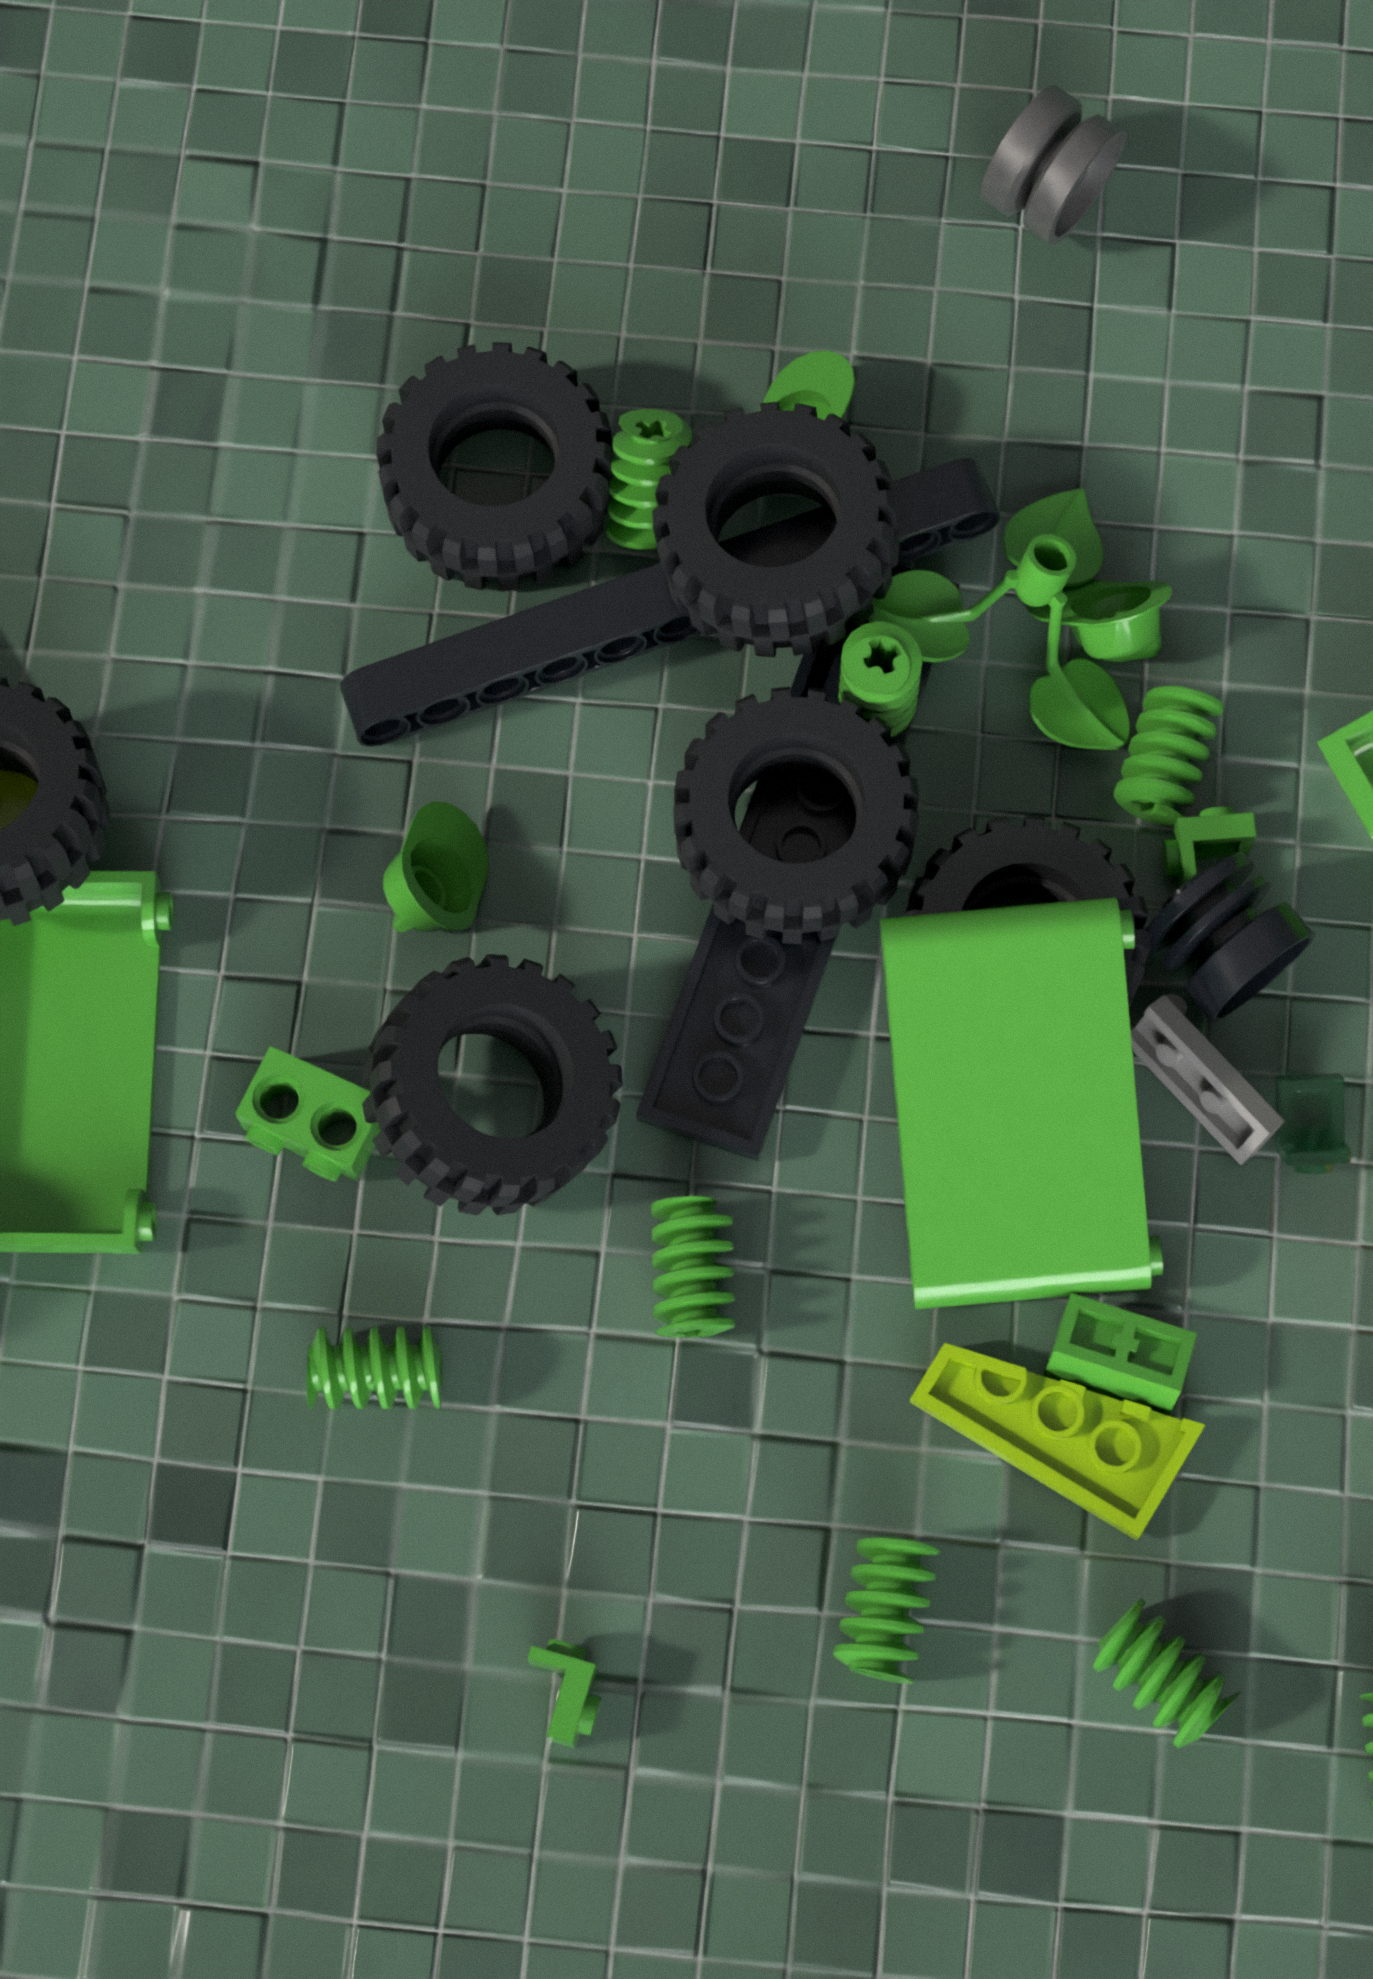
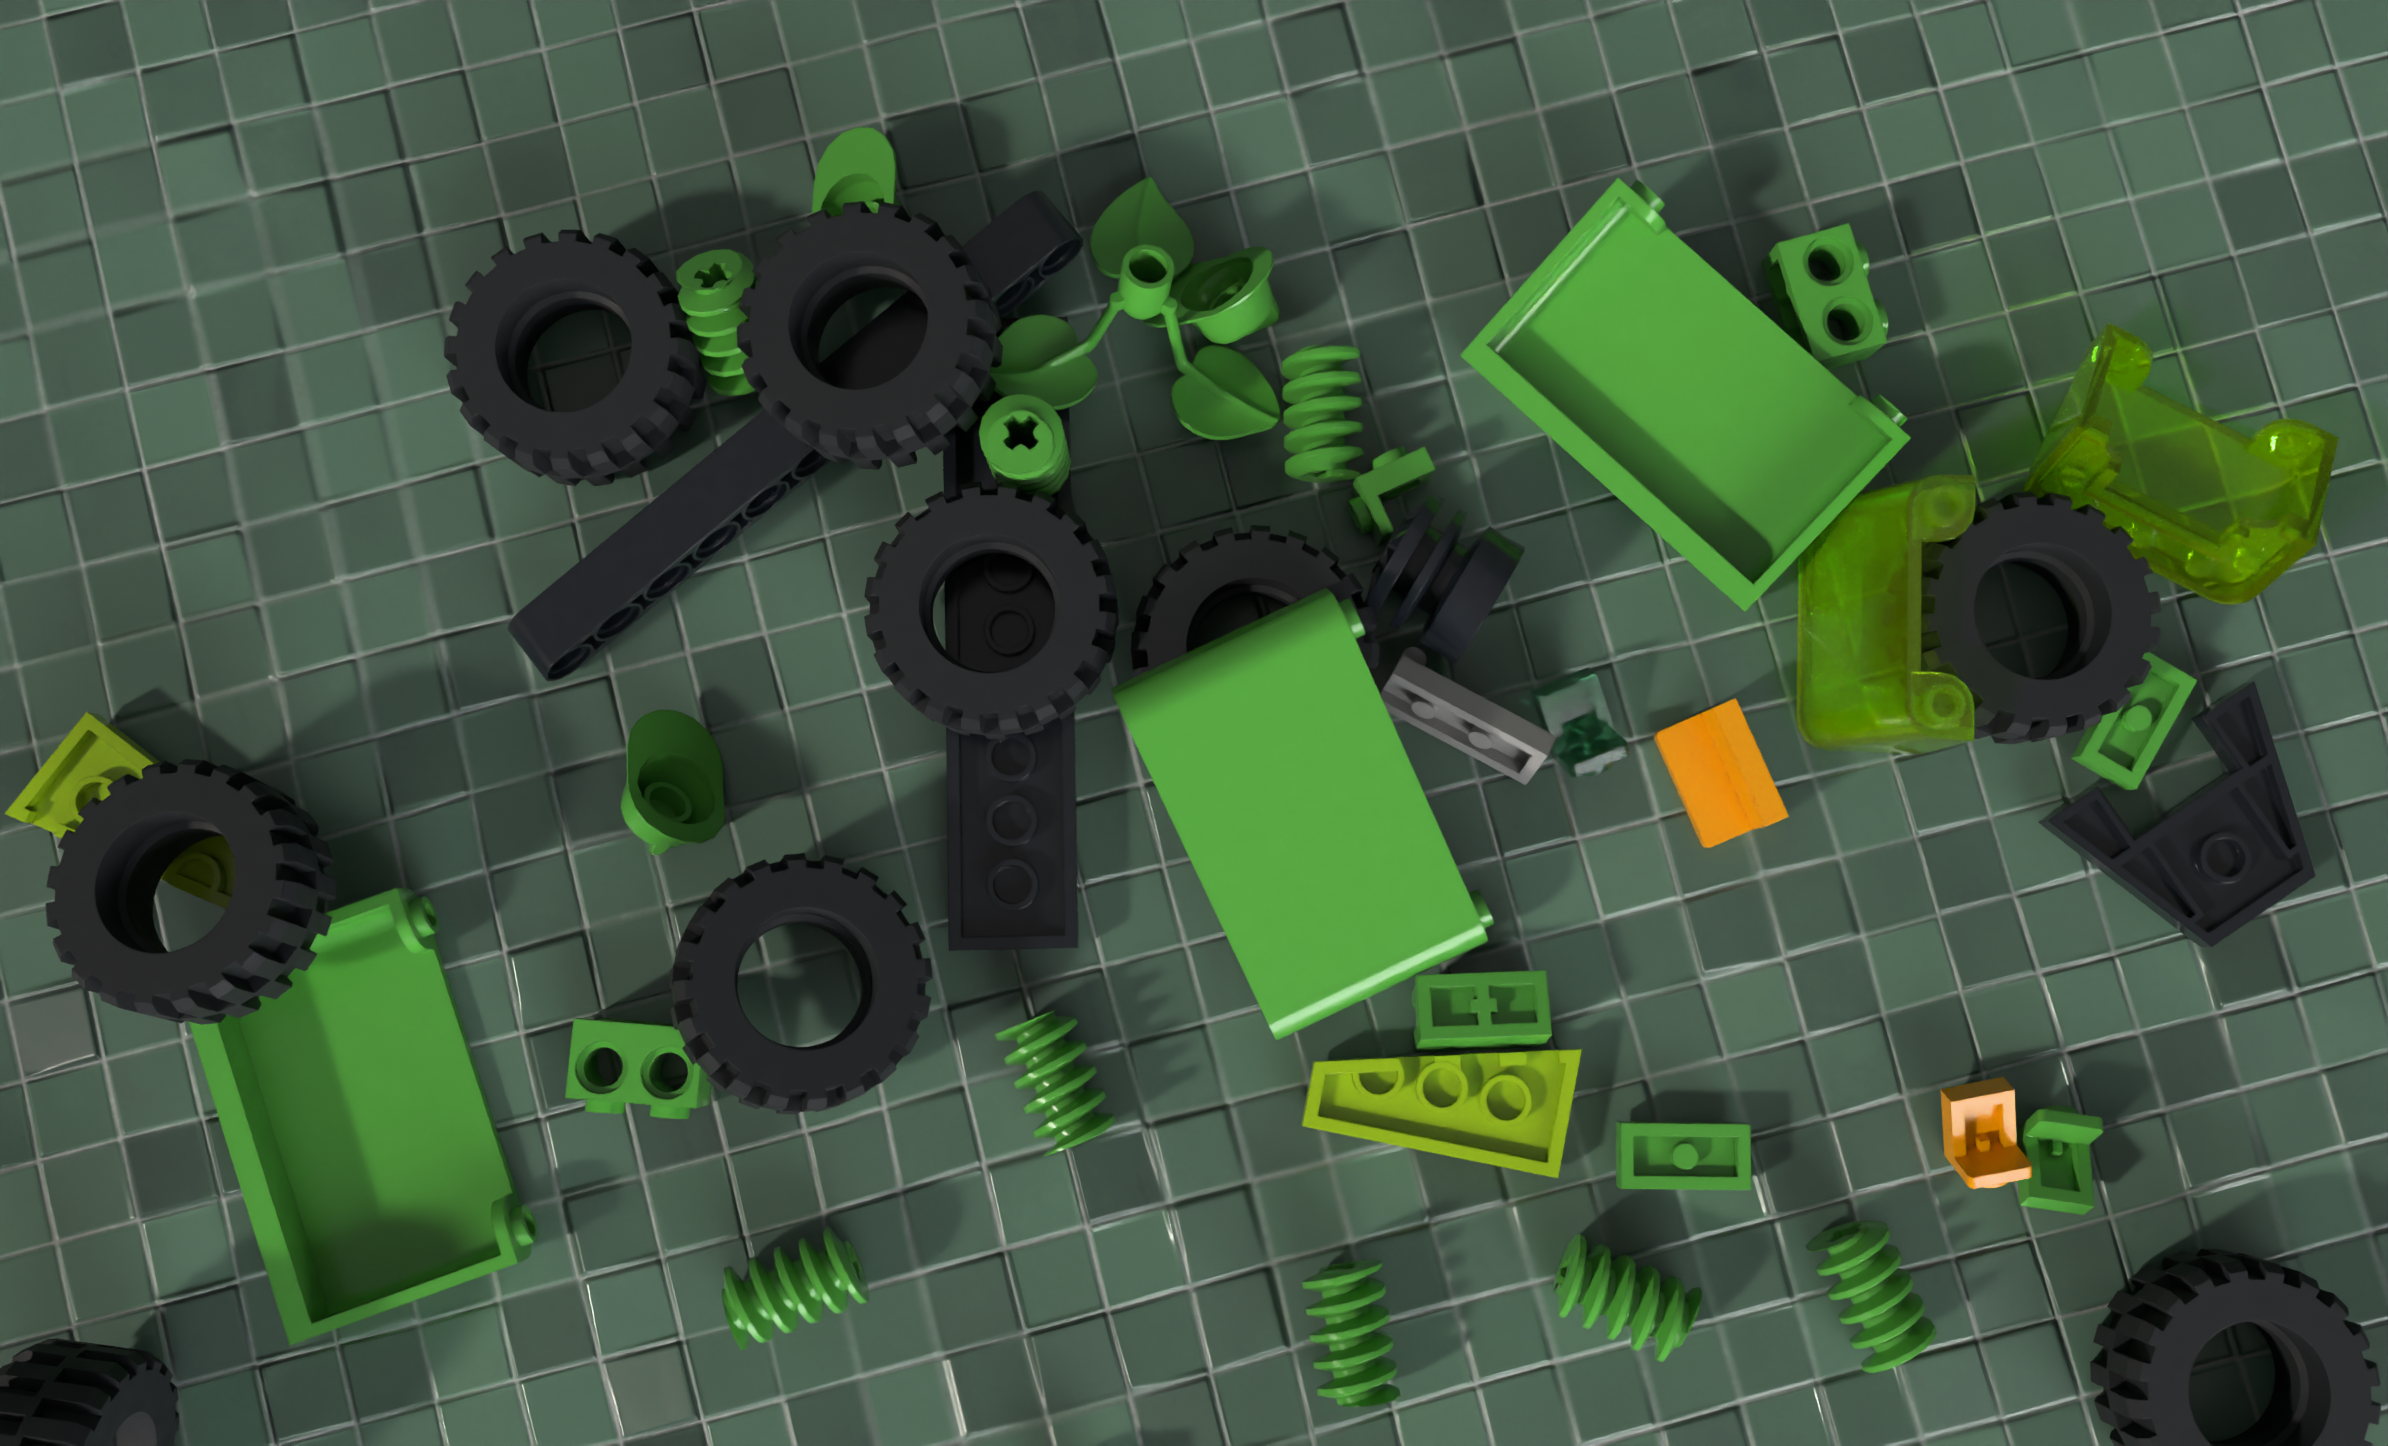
camera: 25 degrees left, 10 degrees up
(1269, 1564) = (1683, 1155): none -> bright green plate

